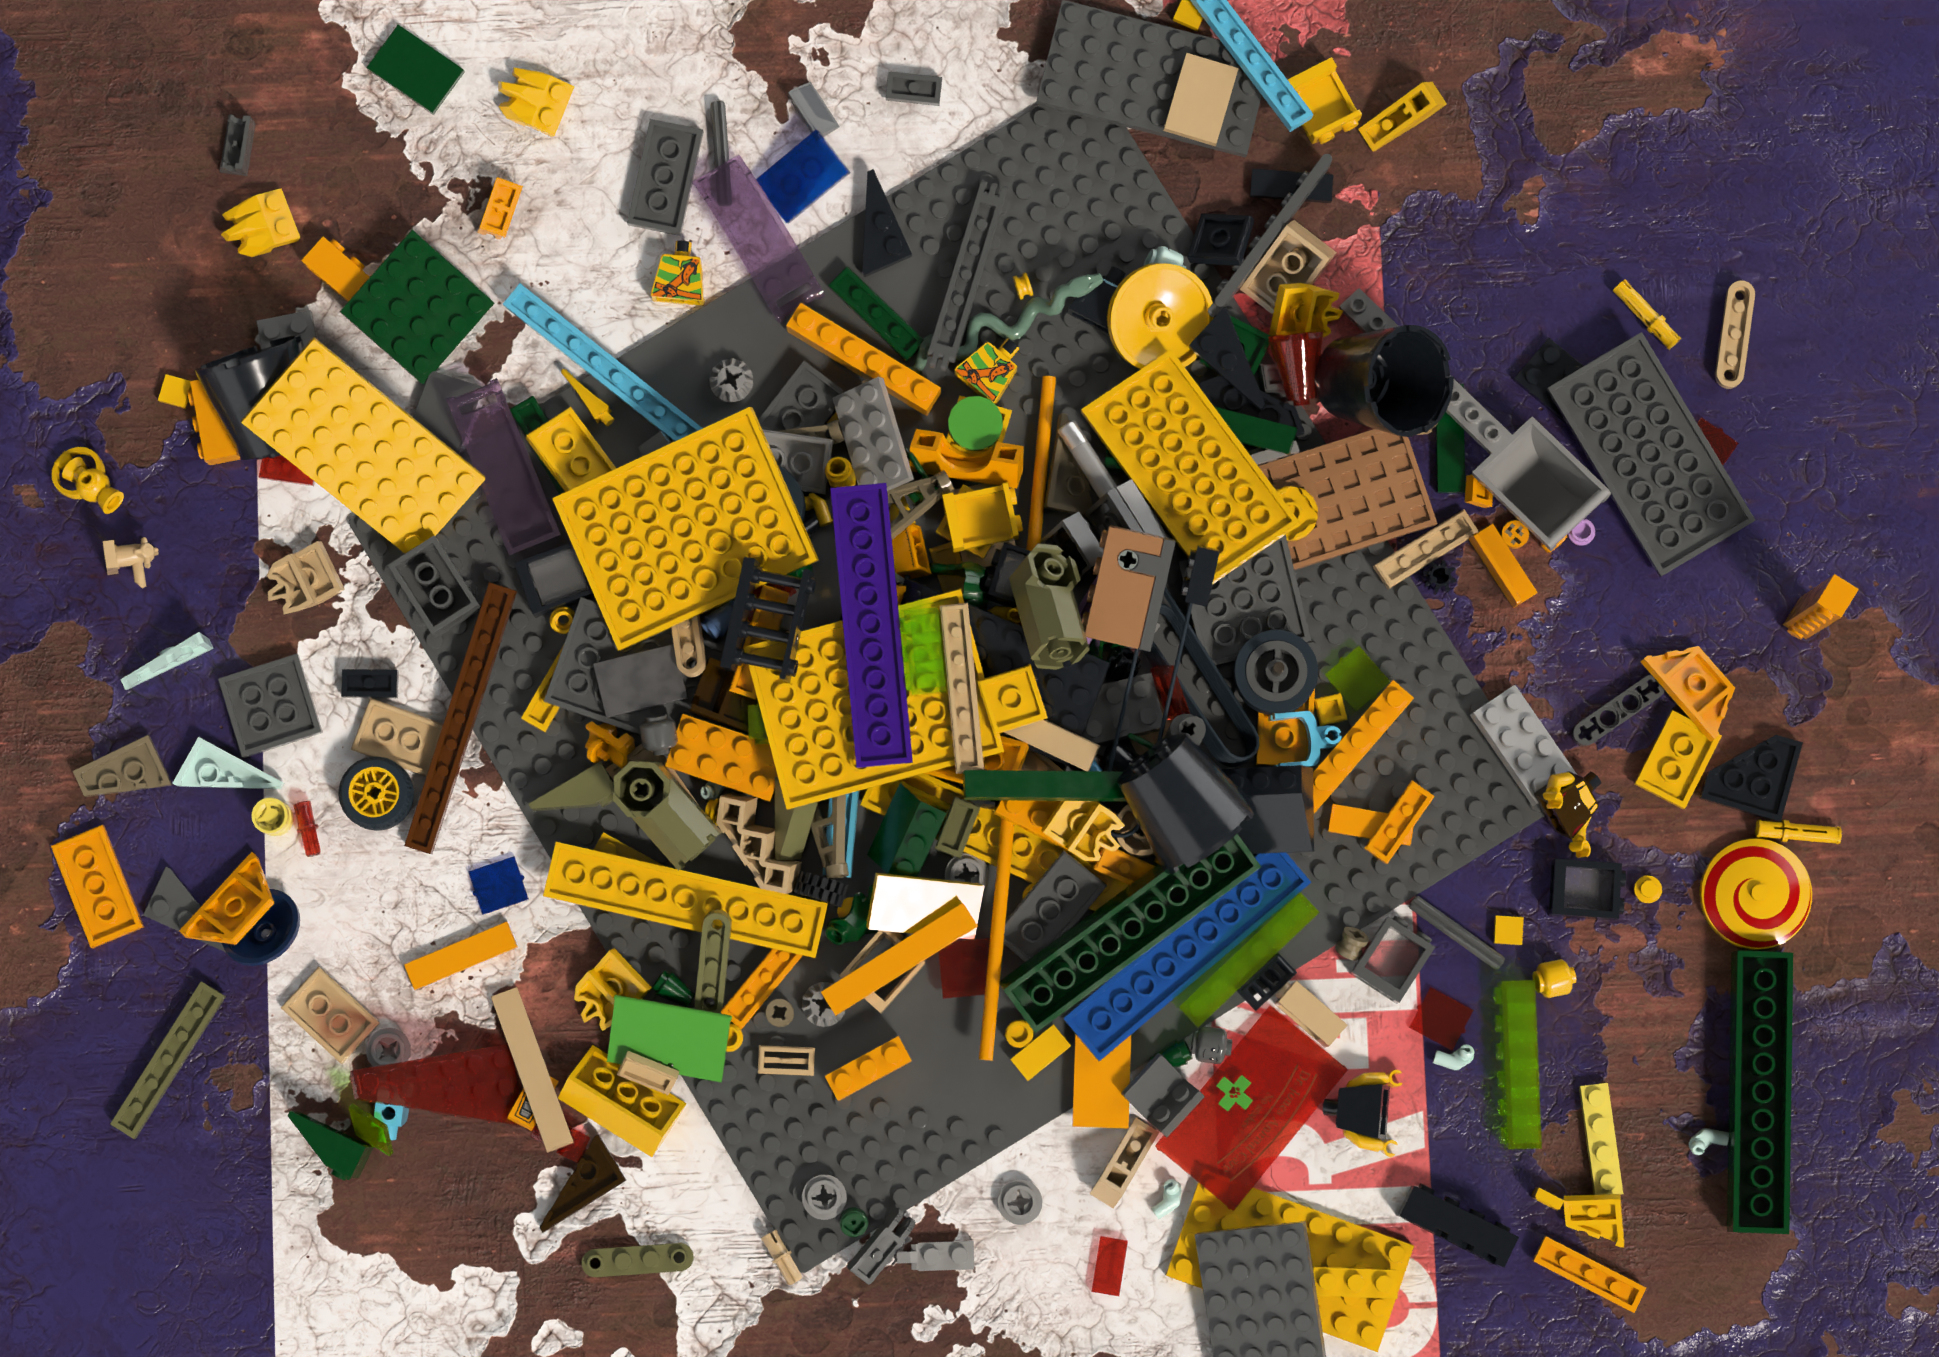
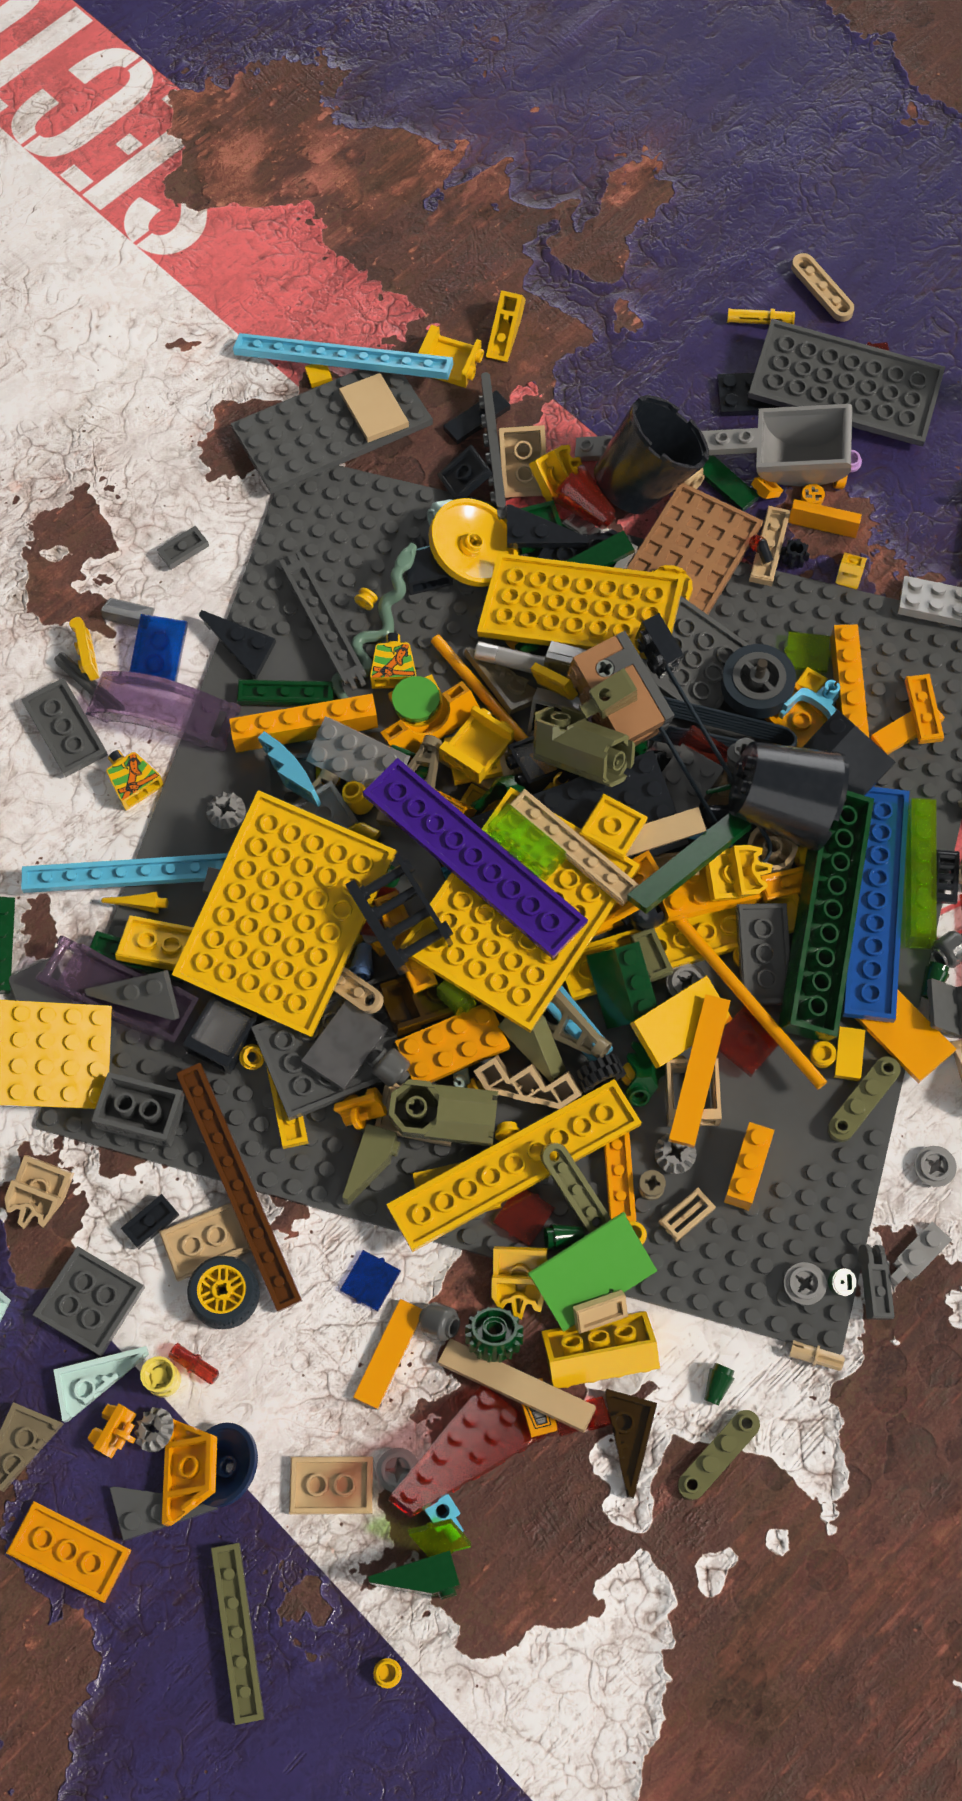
camera: 40 degrees left, 15 degrees down
(206, 828) = (116, 1430): none -> light orange hips
(244, 854) = (162, 1421): none -> light grey gear
(250, 1188) = (387, 1673): none -> yellow plate
(519, 967) = (439, 1321): none -> dark grey head
(521, 491) = (144, 993): none -> dark grey wing
(541, 1027) = (494, 1334): none -> dark green gear
(659, 945) = (524, 1216): none -> clear red piece
(687, 1208) = (718, 1383): none -> dark green cone
(707, 866) = (506, 1130): none -> yellow plate
(743, 118) = (84, 648): none -> yellow plate
(806, 404) = (289, 769): none -> medium azure slope
(1015, 1099) = (863, 1099): none -> olive plate
(1092, 520) = (554, 681): none -> yellow tile
(1112, 595) = (617, 688): none -> olive torso
(1409, 543) = (761, 546): none -> black arm
(1476, 635) = (850, 570): none -> yellow slope

